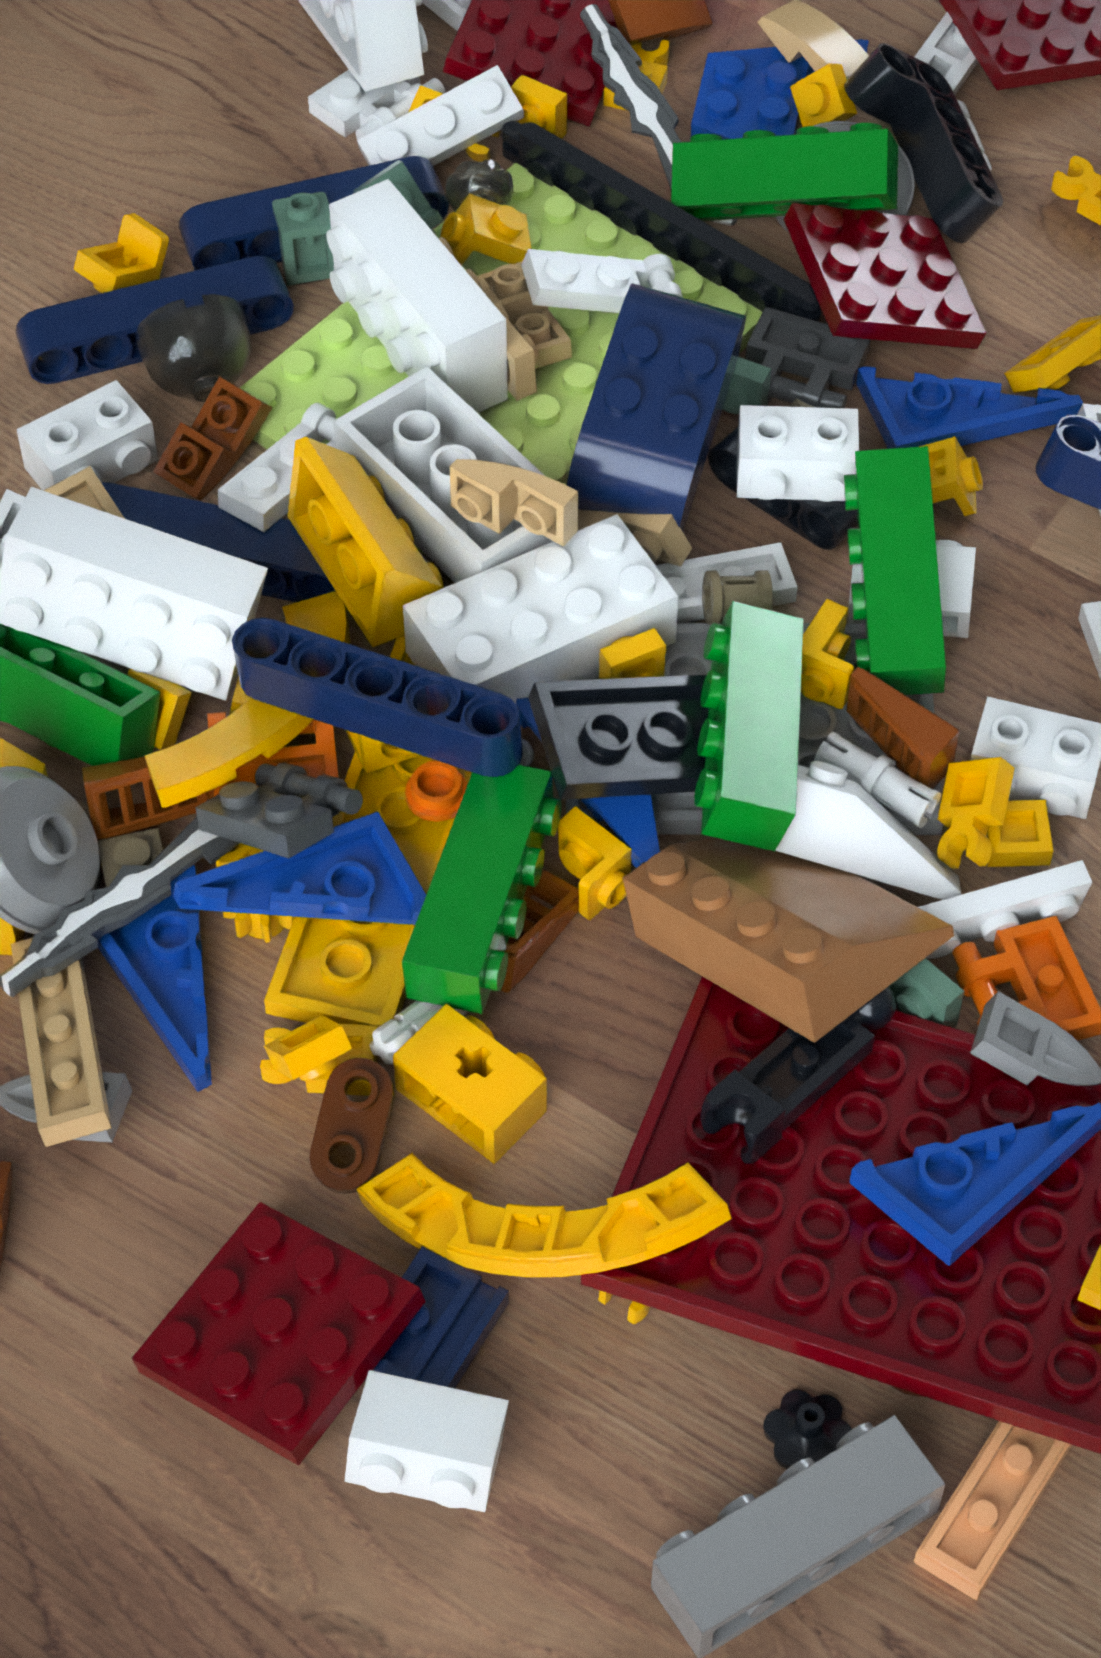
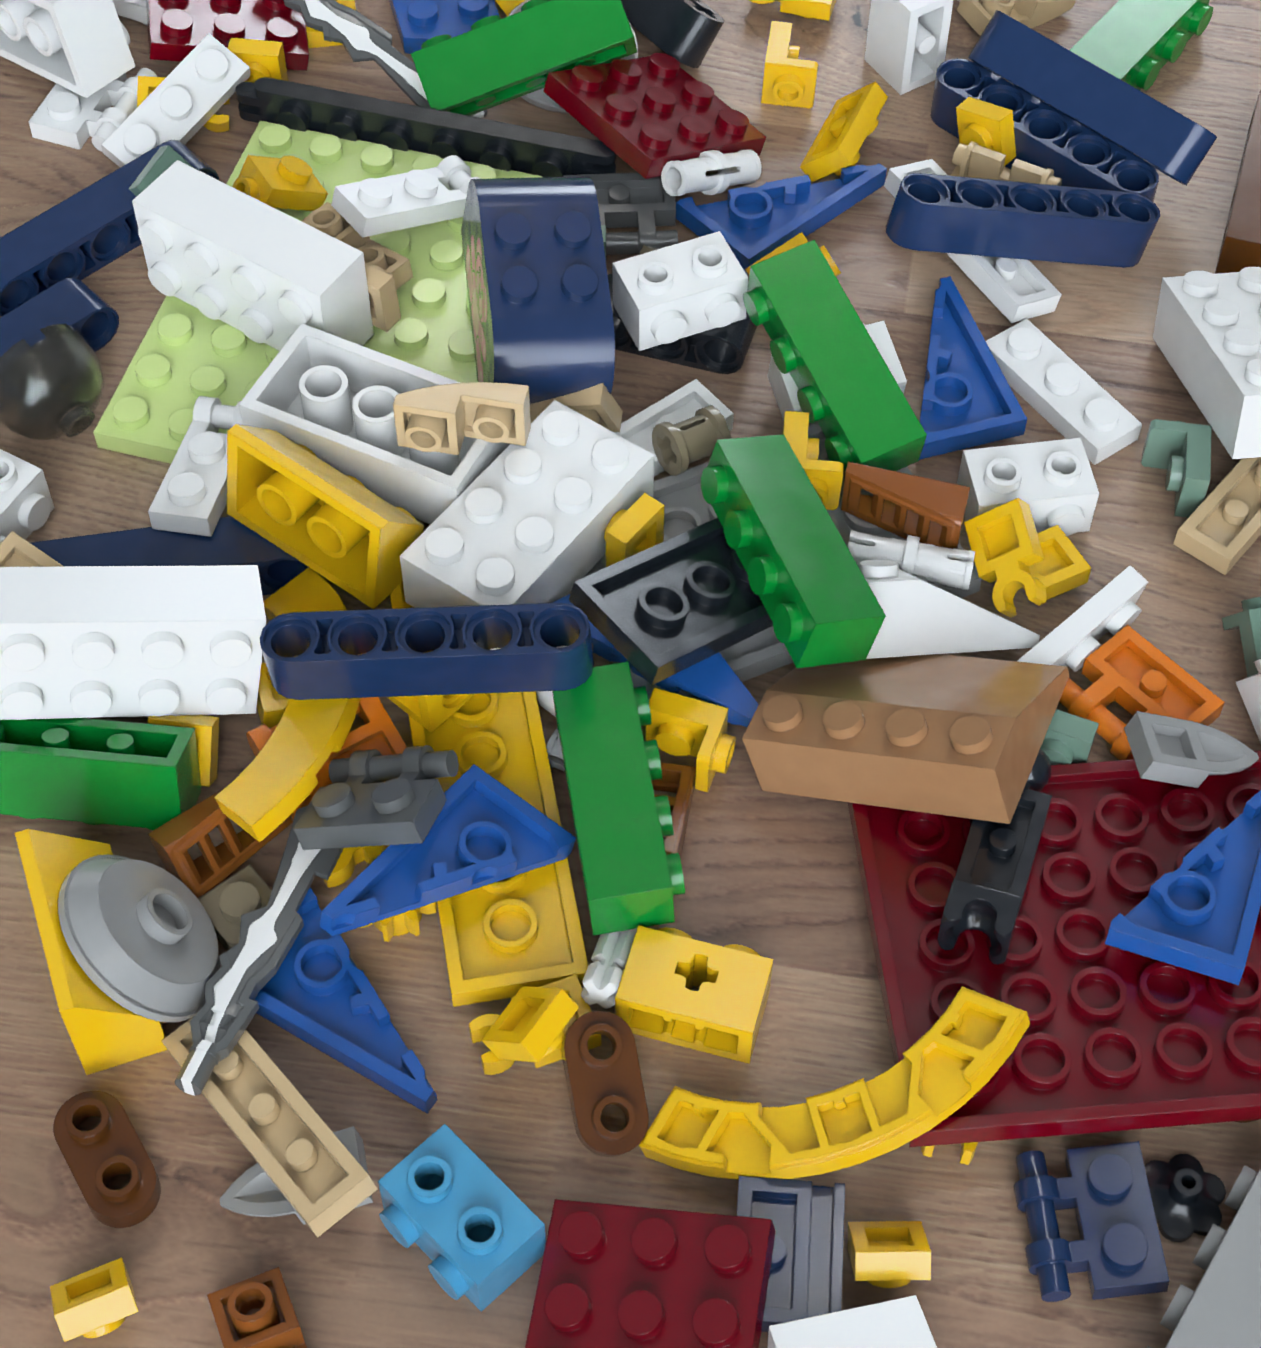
camera: 25 degrees left, 0 degrees up
(175, 1183) = (460, 1219): none -> dark azure brick
(210, 447) = (106, 469): dark orange slope -> none
(302, 237) = (101, 247): sand green bracket -> none
(435, 791) = (514, 724): orange plate -> none
(481, 179) = (246, 139): clear smoke plate -> none
(515, 1362) = (889, 1252): none -> yellow plate
(731, 1421) = (1113, 1216): none -> dark blue plate
(878, 348) = (691, 177): none -> white pin
(1037, 643) = (964, 388): none -> blue wing
(1039, 274) = (786, 77): none -> yellow bracket

